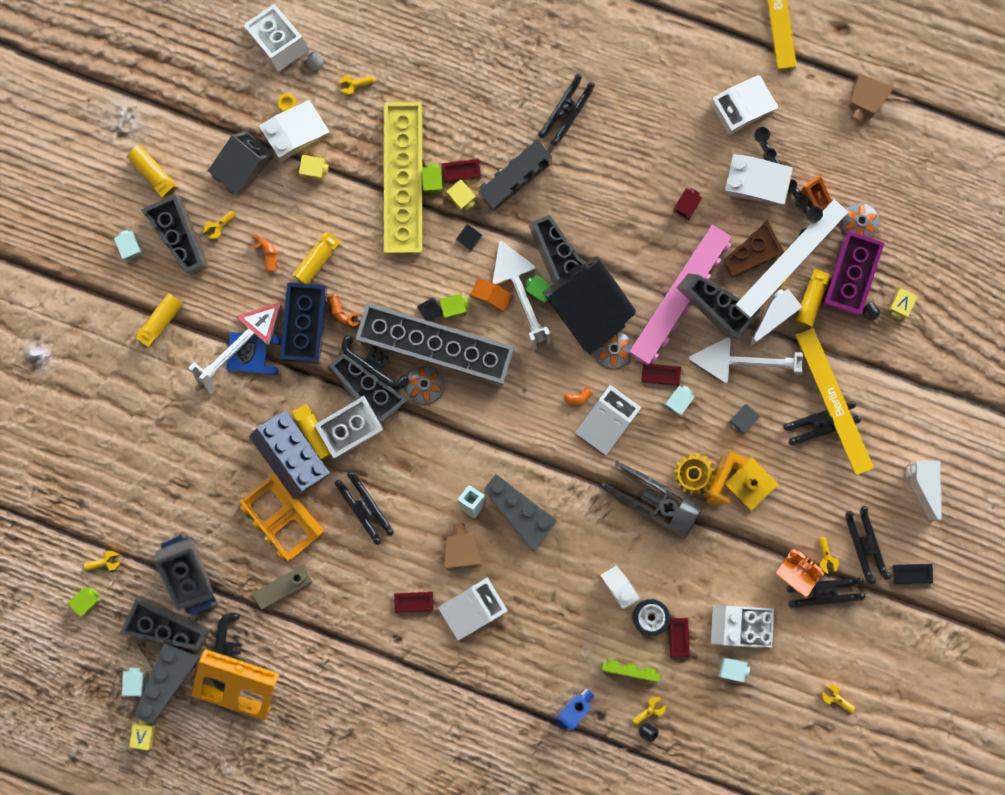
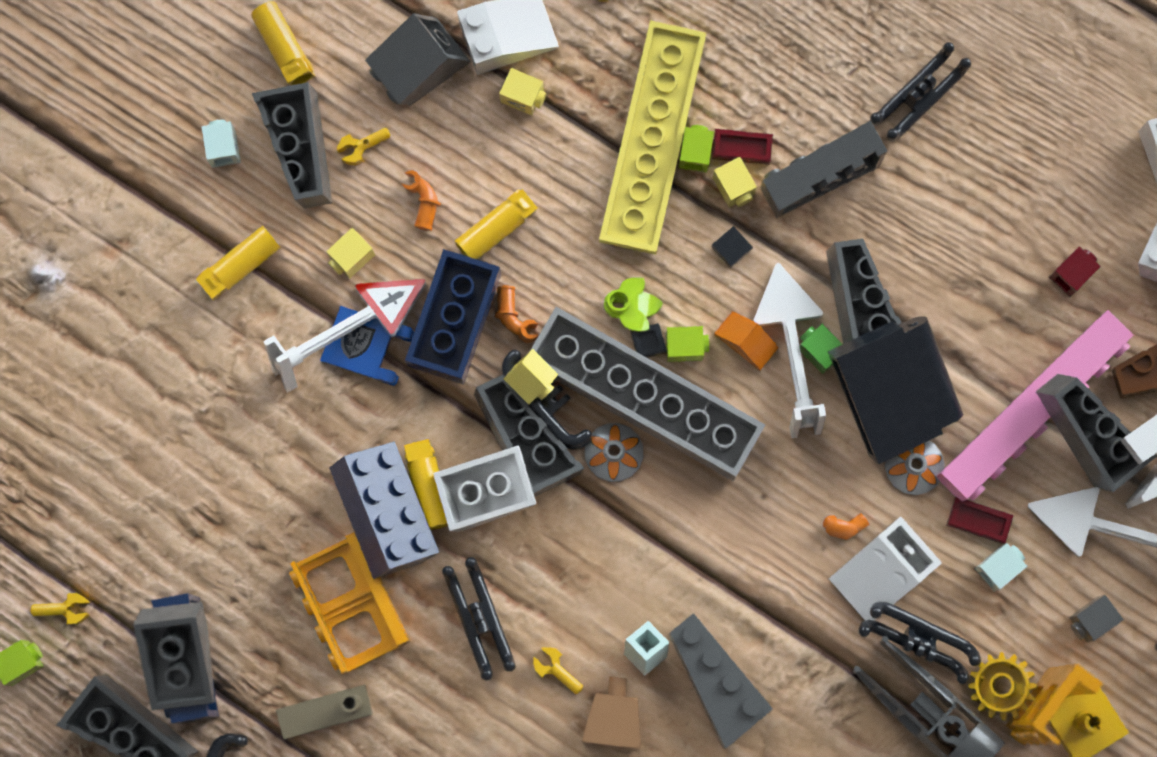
camera: 15 degrees right, 5 degrees down
(228, 298) = (349, 254): none -> light yellow brick
(361, 351) = (531, 377): none -> light yellow brick
(417, 289) = (636, 304): none -> lime plate
(420, 528) = (557, 670): none -> yellow bar
(639, 456) = (921, 638): none -> black piece

